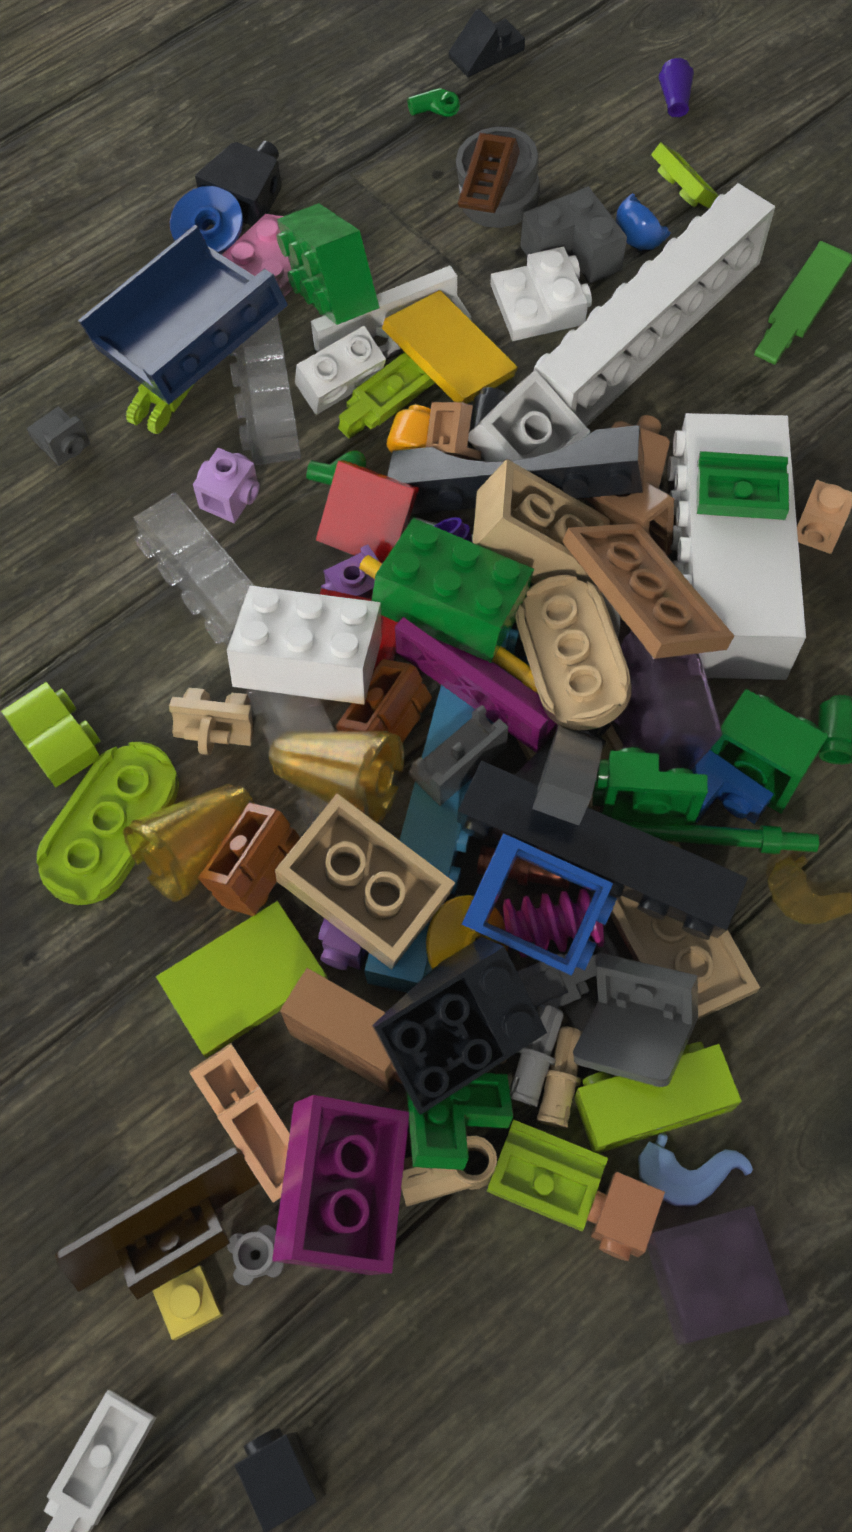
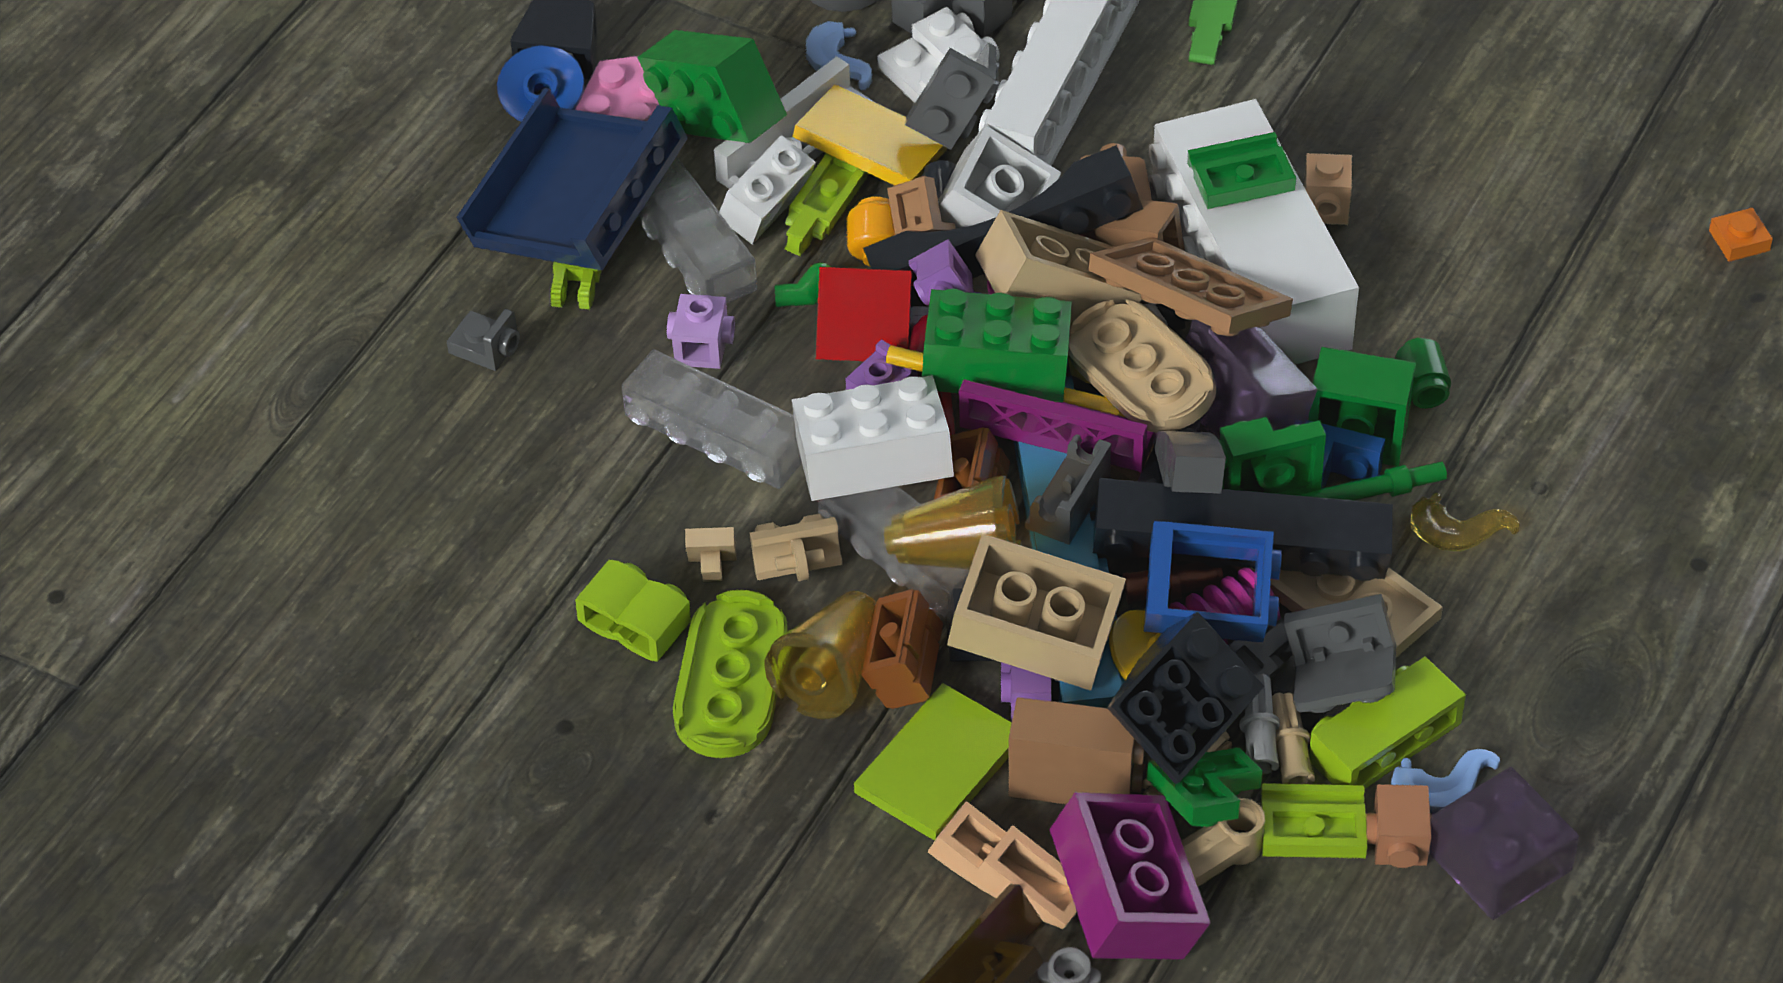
camera: 20 degrees left, 15 degrees down
(141, 699) = (711, 548): none -> tan tile
(429, 503) = (940, 270): none -> medium lavender brick
(453, 252) = (824, 44): none -> light blue piece
(527, 331) = (953, 96): none -> dark grey bracket

